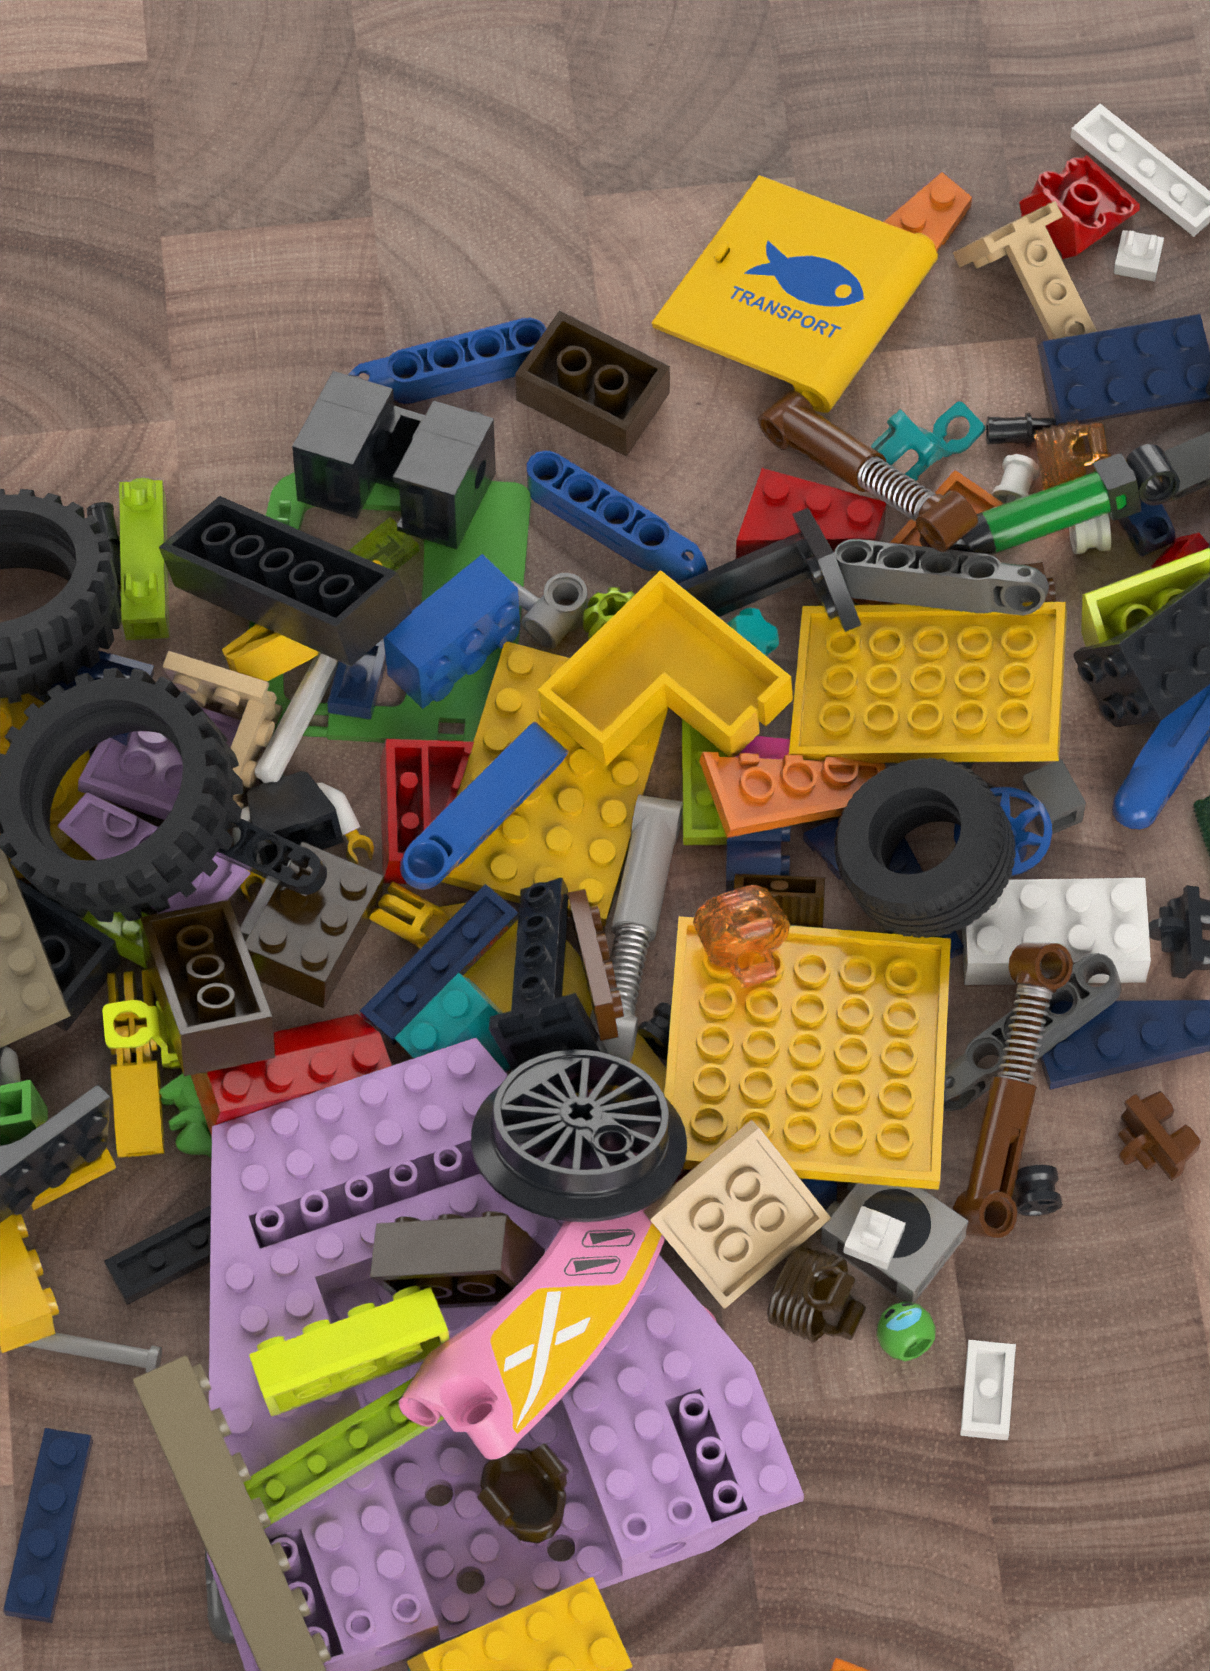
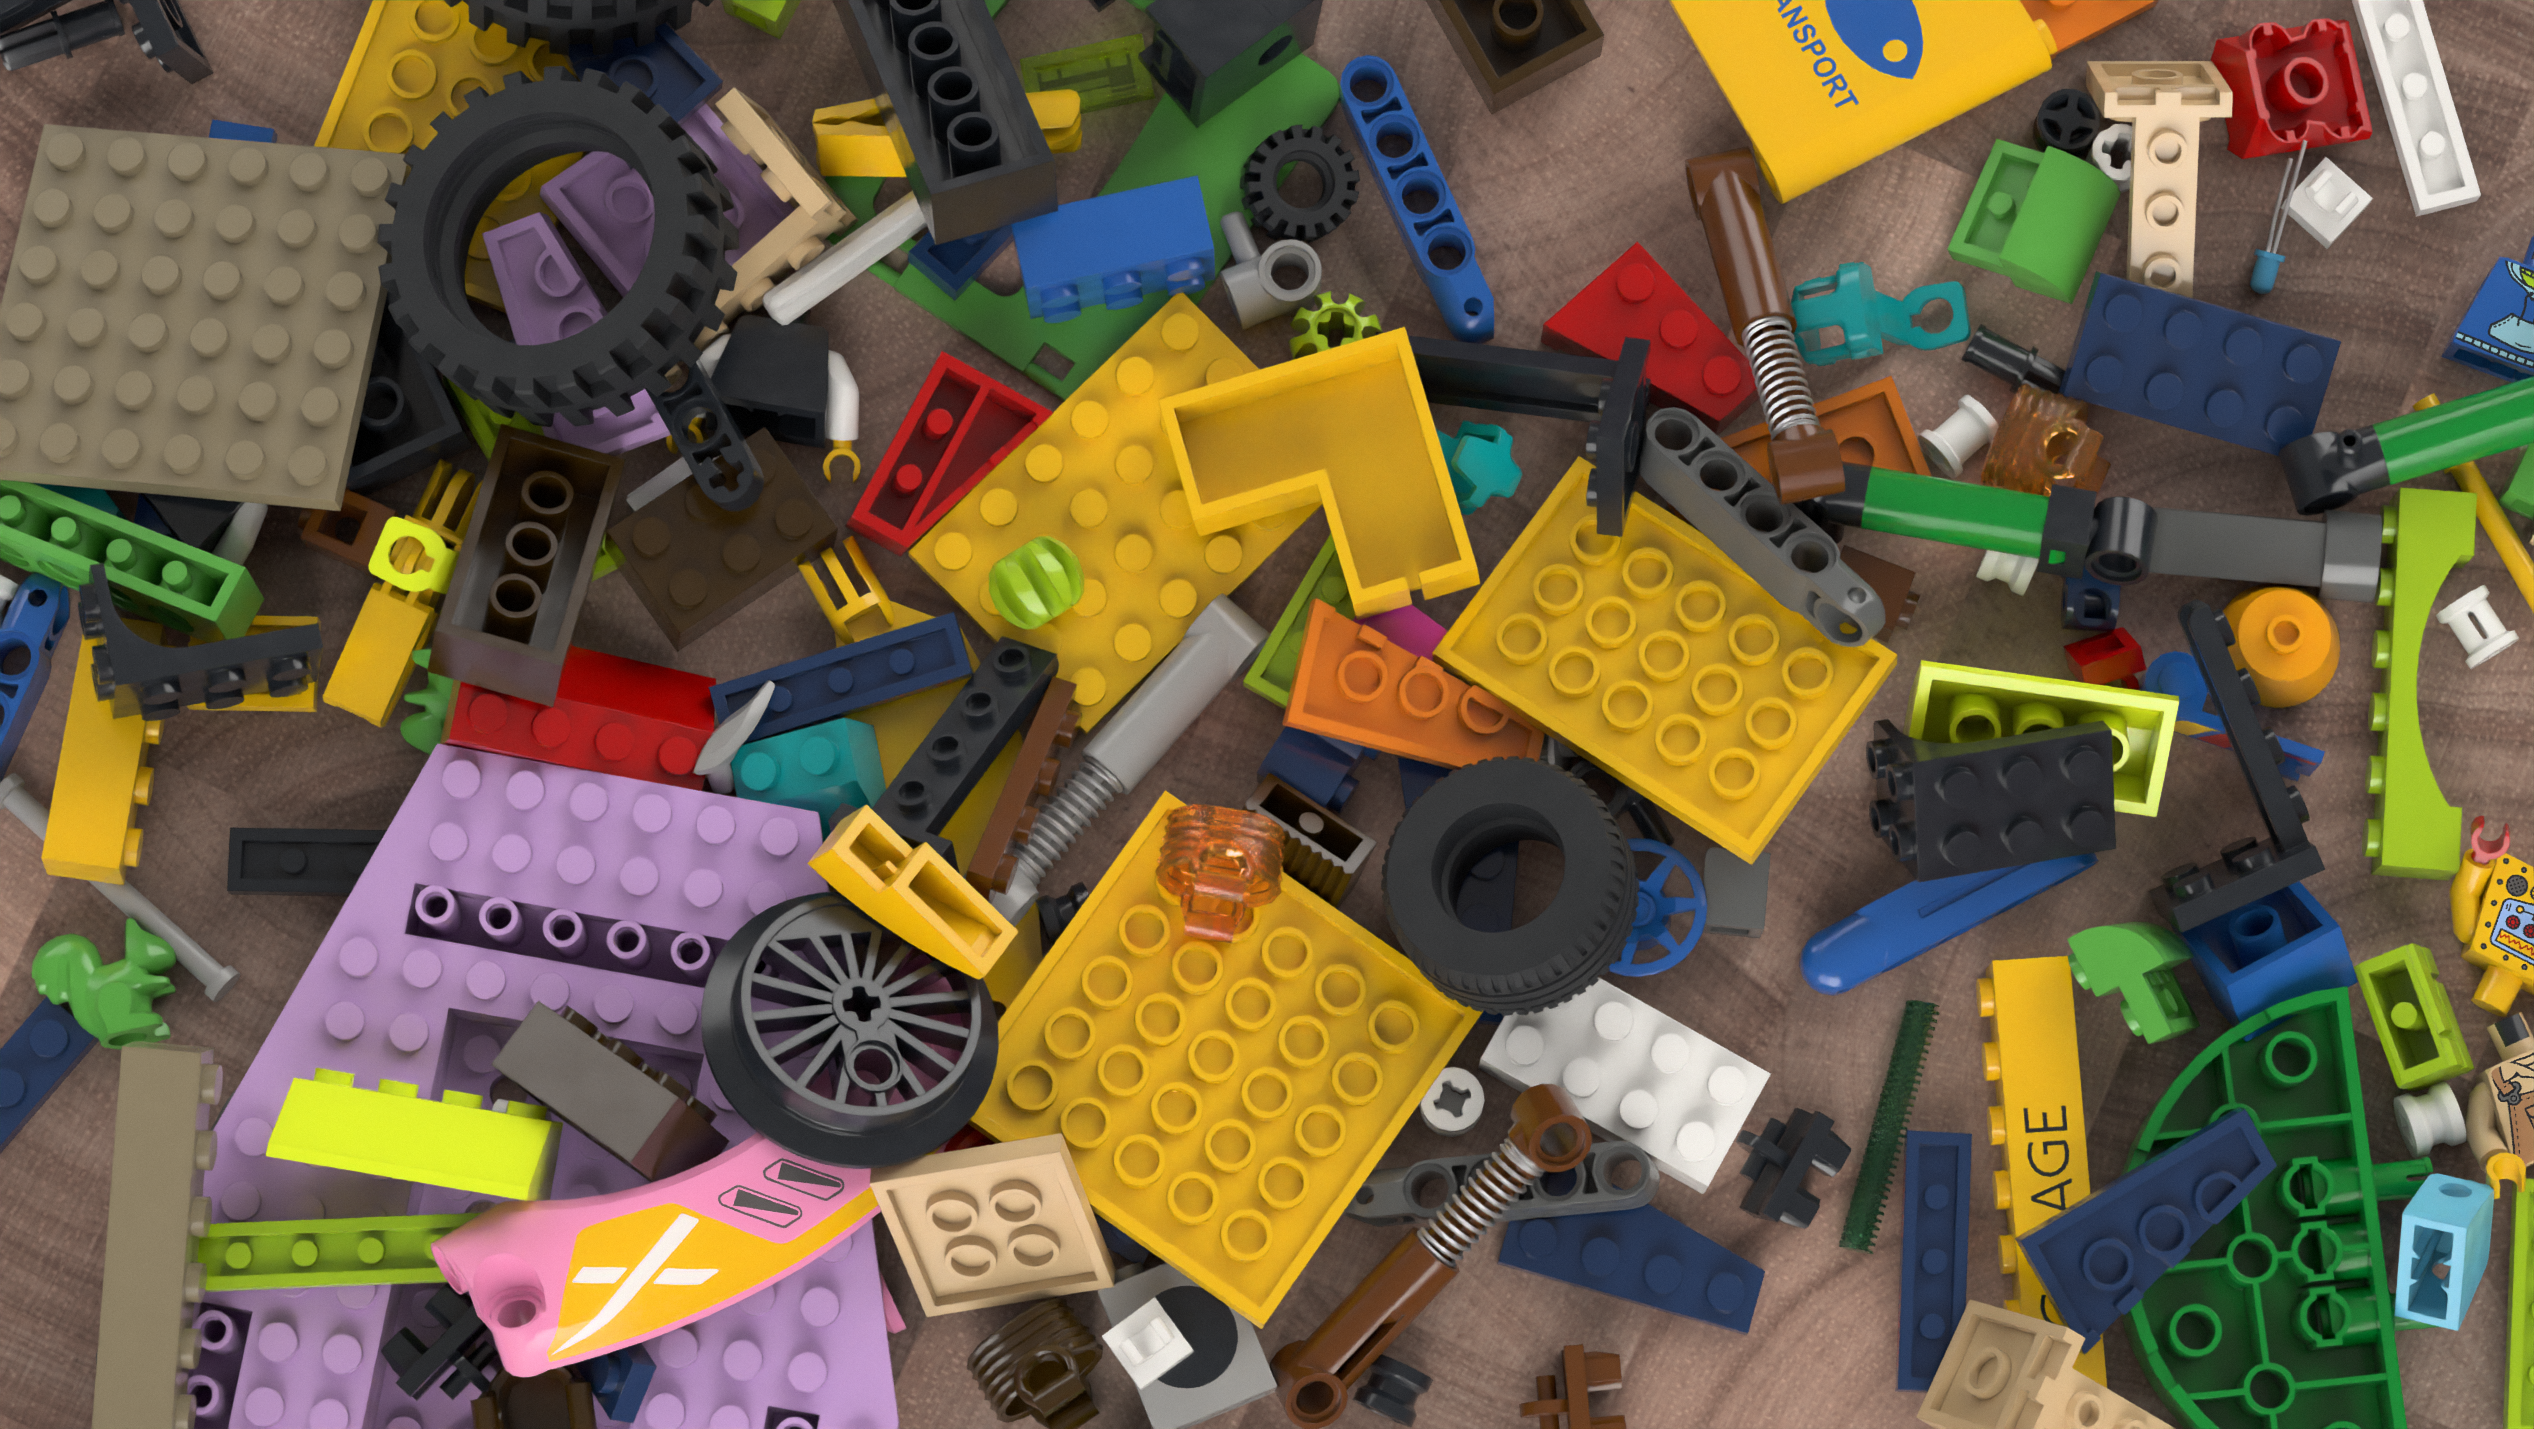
camera: 30 degrees right, 15 degrees up
(74, 1032) = (323, 526): none -> reddish brown brick
(87, 1406) = (113, 997): none -> bright green animal
(392, 1028) = (728, 738): none -> light grey bar
(427, 1506) = (424, 1366): none -> black hips
(481, 807) = (1004, 512): blue piece -> none
(525, 839) = (1036, 582): none -> lime piece
(545, 527) = (1329, 161): none -> black tyre
(561, 1430) = (619, 1380): none -> dark blue plate
(569, 1035) = (913, 893): none -> yellow slope
(960, 1017) = (1445, 1116): none -> white wheel
(967, 278) = (2071, 112): none -> black wheel
(981, 344) = (2035, 219): none -> bright green brick
(1005, 291) = (2116, 138): none -> white bush
(1127, 300) = (2268, 262): none -> piece

